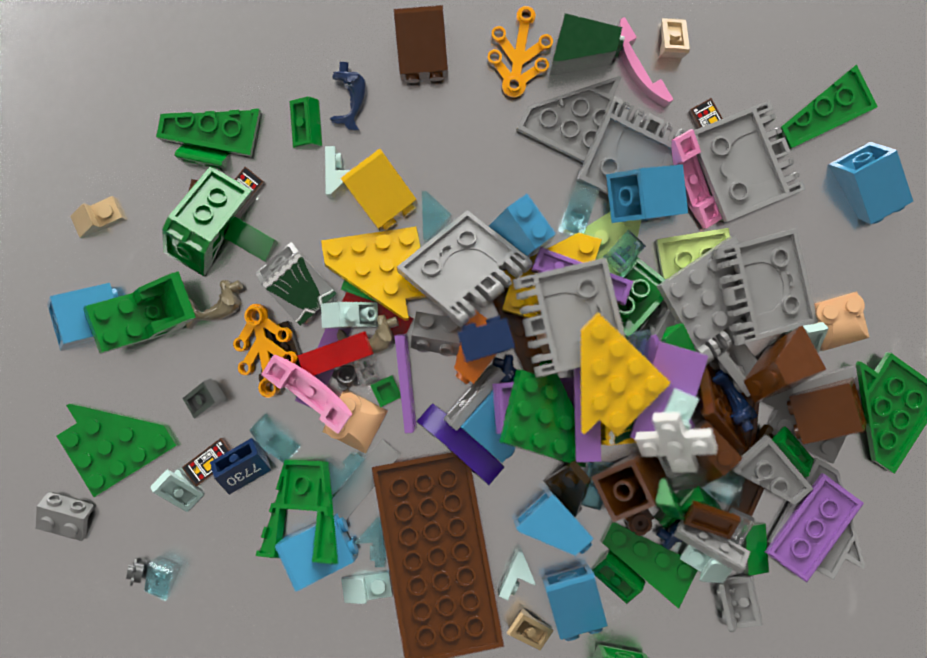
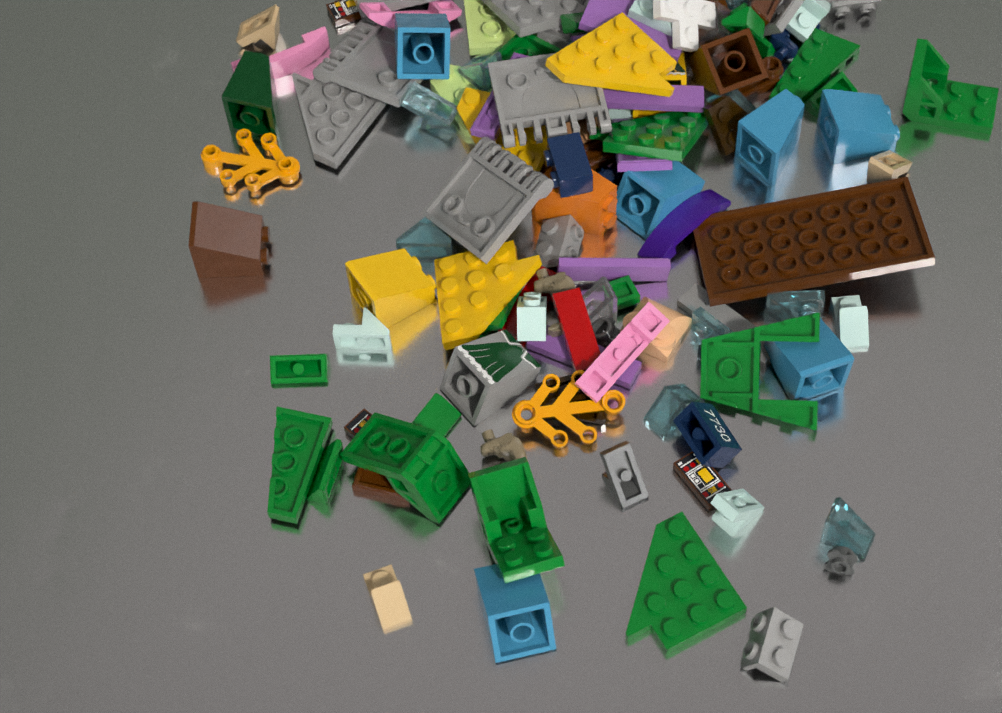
camera: 85 degrees left, 30 degrees down
(357, 87) = (266, 309): dark blue animal -> none
(473, 397) = (636, 200): light grey tile -> none
(517, 569) = (823, 176): light aqua slope -> none
(524, 226) = (443, 144): dark azure slope -> none

